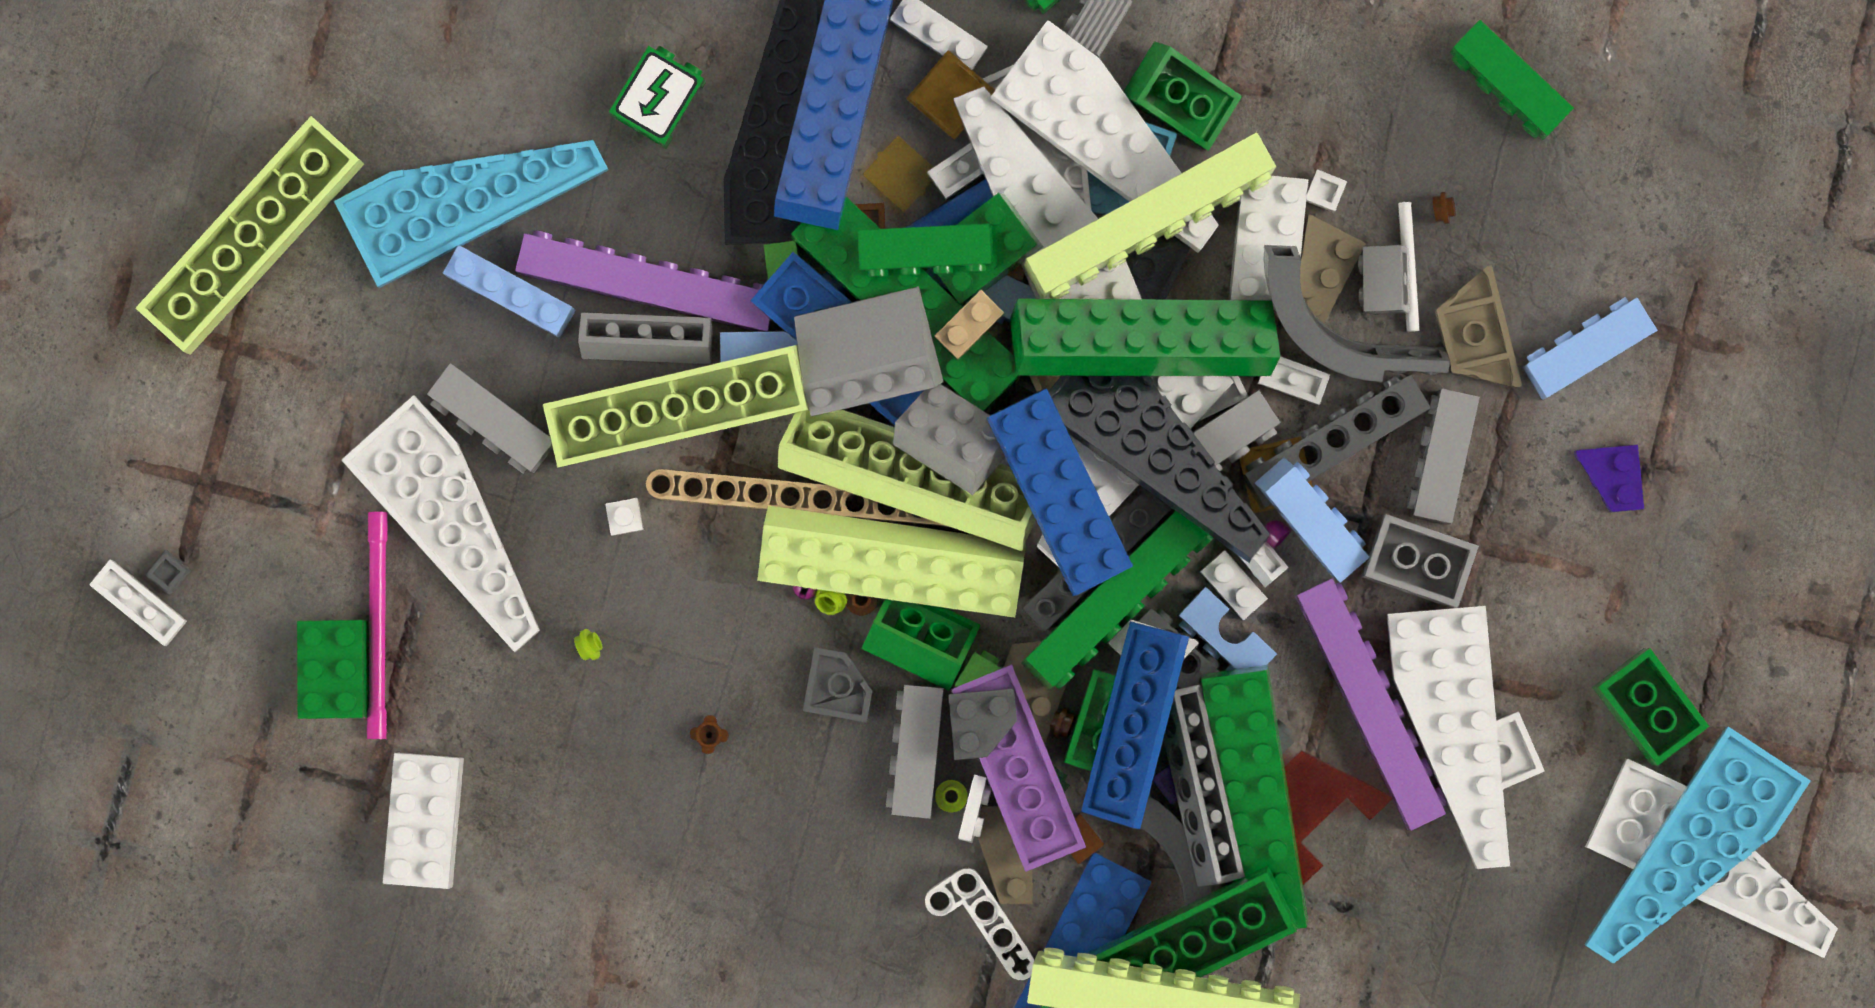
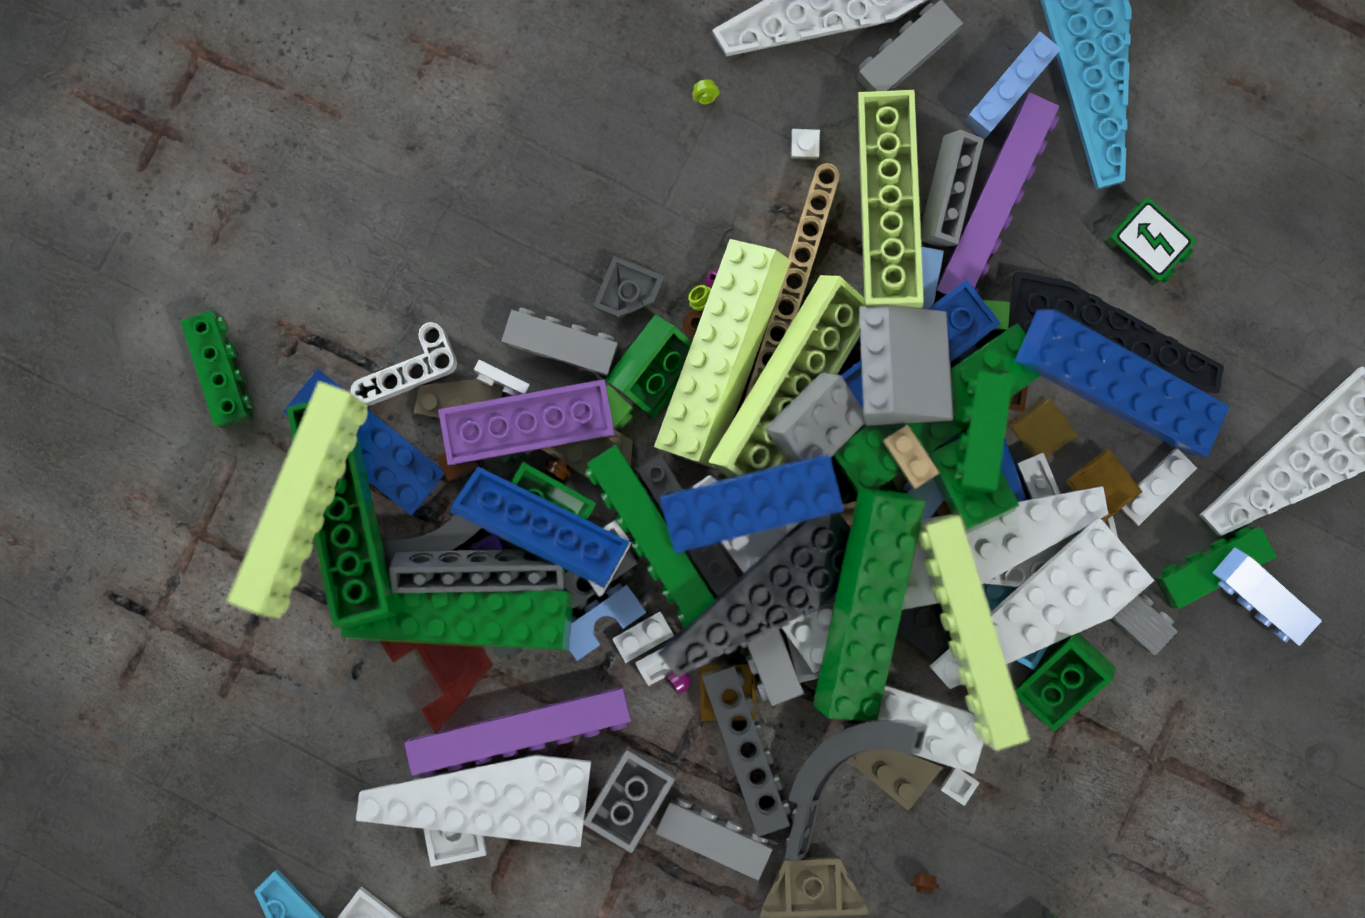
camera: 95 degrees right, 0 degrees up
(718, 734) = (605, 171): reddish brown plate -> none
(951, 785) = (526, 364): lime plate -> none
(980, 721) = (571, 397): dark grey plate -> none
(1297, 381) = (803, 727): white plate -> none
(1312, 519) = (684, 714): light blue brick -> none
(1384, 279) = (874, 820): light grey brick -> none
(1407, 240) = (880, 842): white bar -> none

